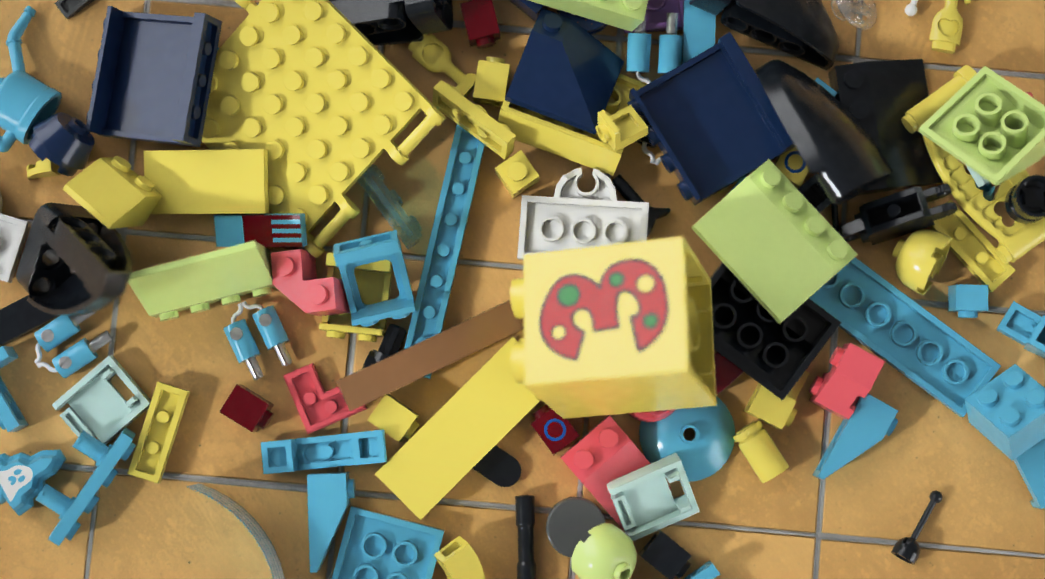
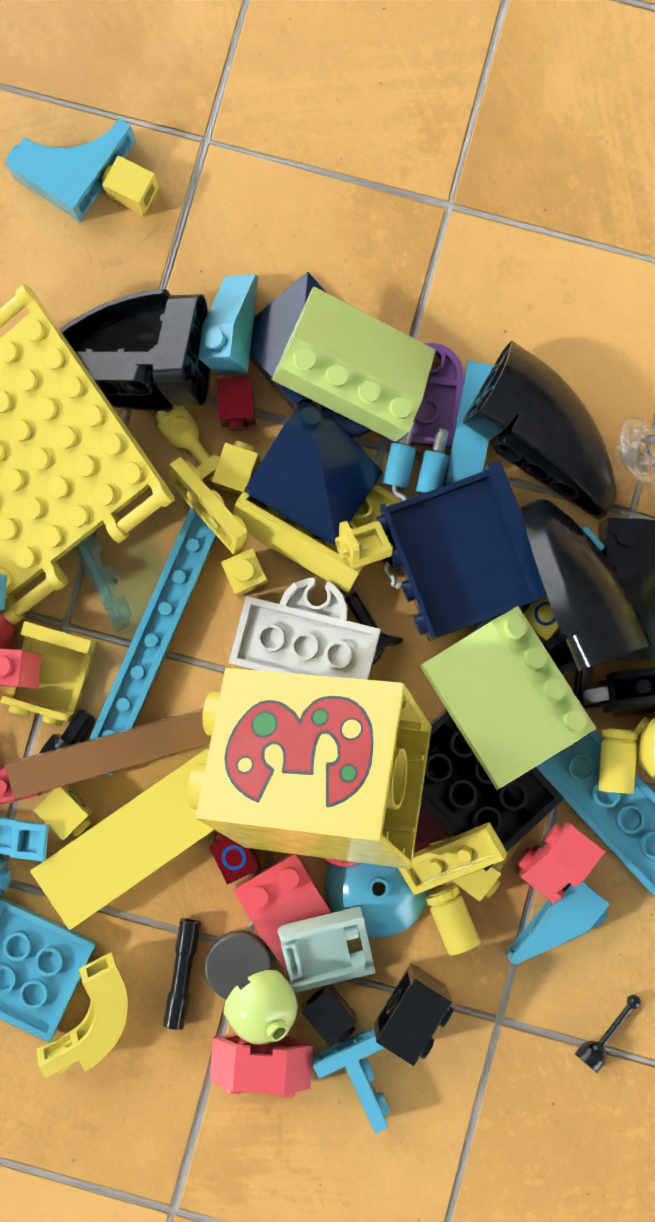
camera: 10 degrees right, 0 degrees up
(369, 250) = (62, 627): medium azure window -> none
(499, 467) = (169, 885): black tile -> none
(741, 539) = (413, 1015): none -> black brick
(751, 393) = (454, 858): none -> light yellow plate
(883, 281) = (618, 761): none -> light yellow piece

